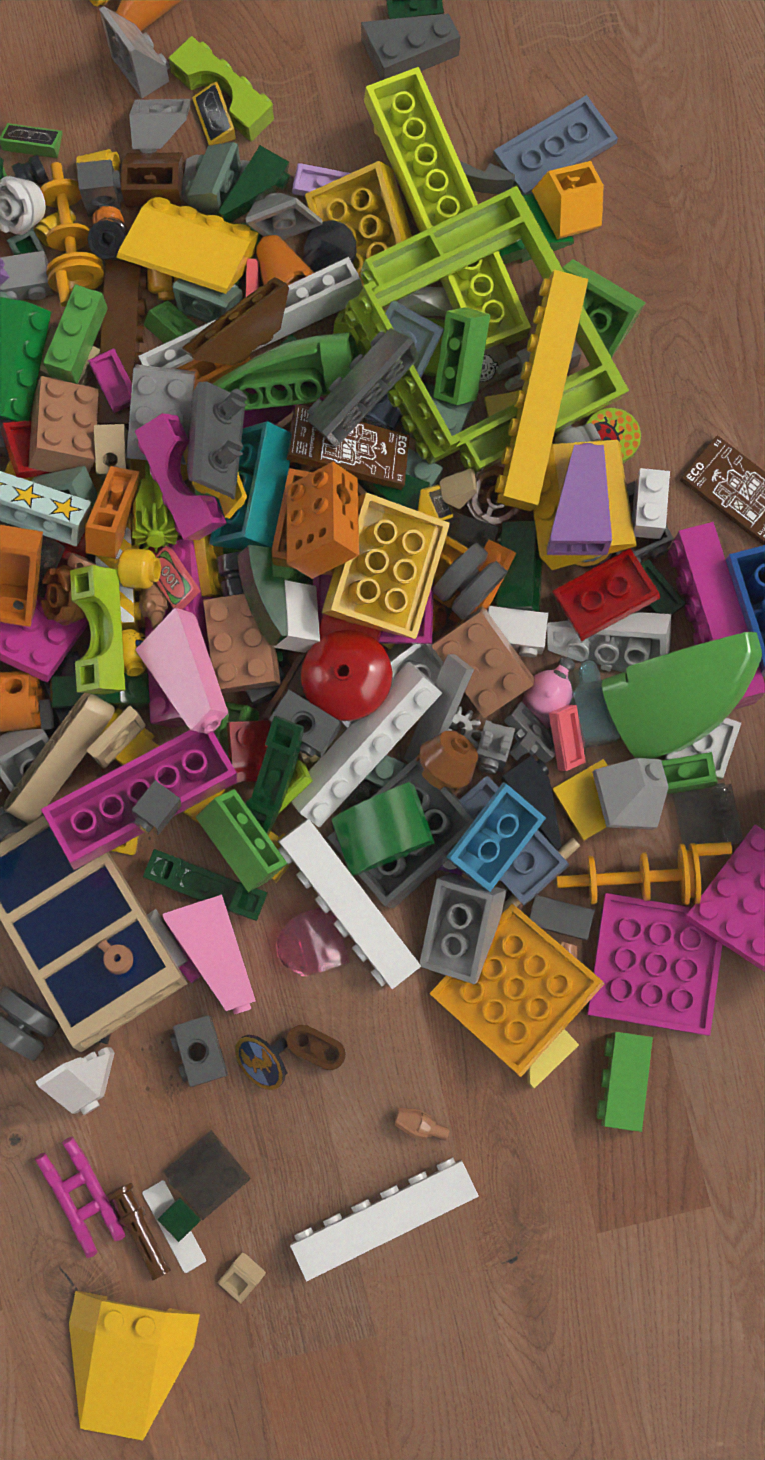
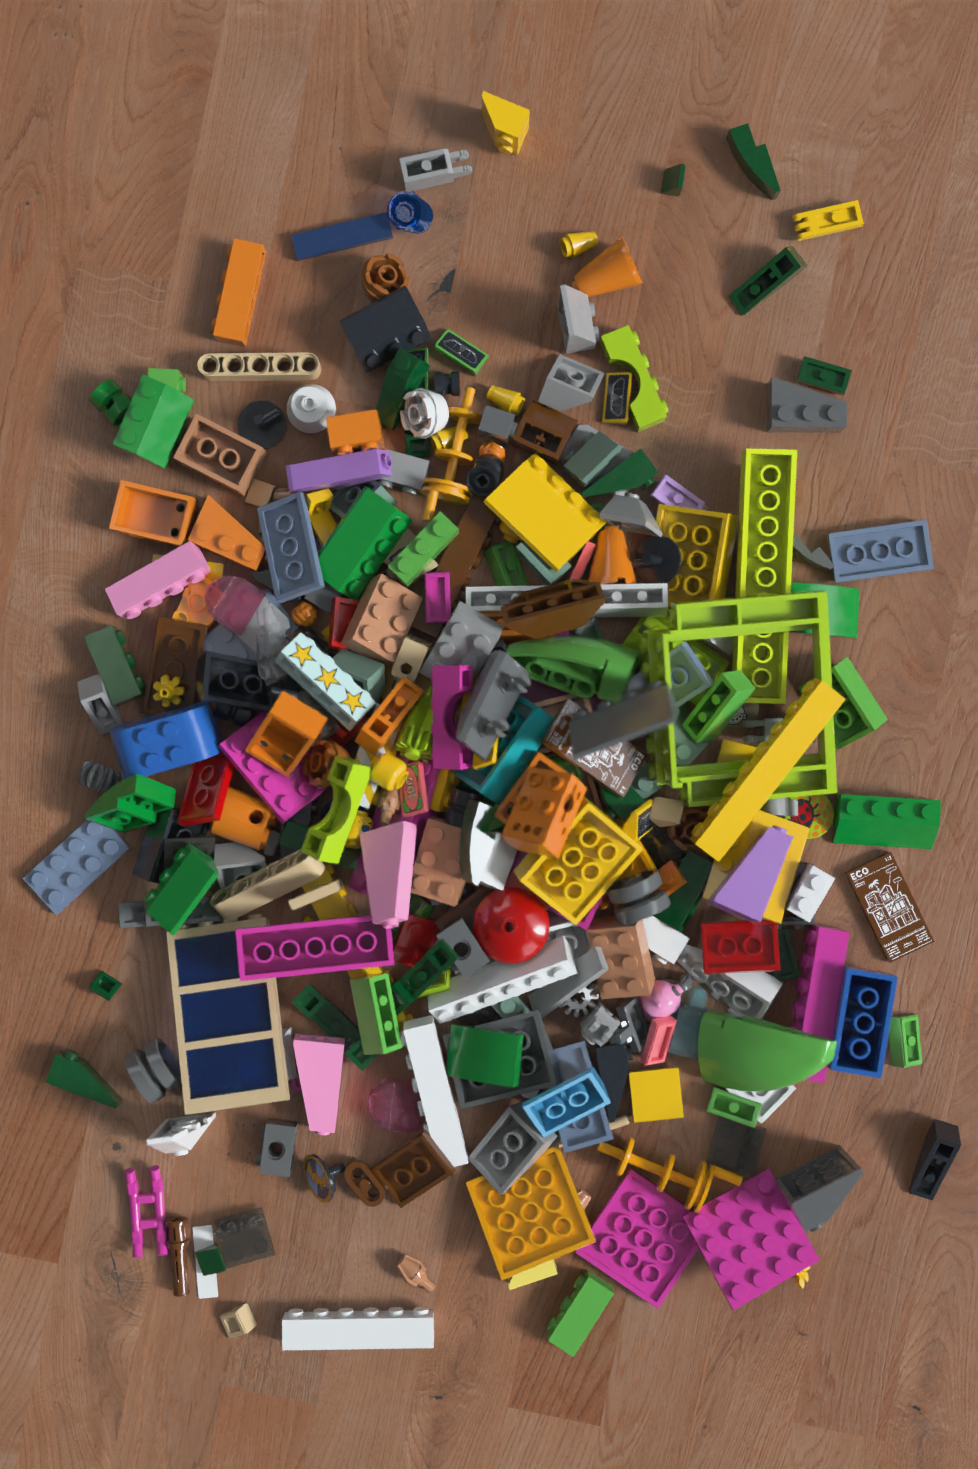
camera: 25 degrees right, 10 degrees up
(77, 561) = (347, 745): nougat piece -> none
(111, 955) = (241, 1059): nougat piece -> none
(126, 1361) = (130, 1341): yellow wedge -> none
(155, 808) = (320, 971): dark grey brick -> none
(362, 1003) = (413, 1169): none -> reddish brown tile
(448, 760) = (557, 1026): dark orange cone -> none
(561, 917) = (590, 1170): dark grey tile -> none
(571, 199) = (869, 608): light orange slope -> none
(632, 793) = (686, 1107): light grey slope -> none
(695, 405) = (885, 821): none -> green slope

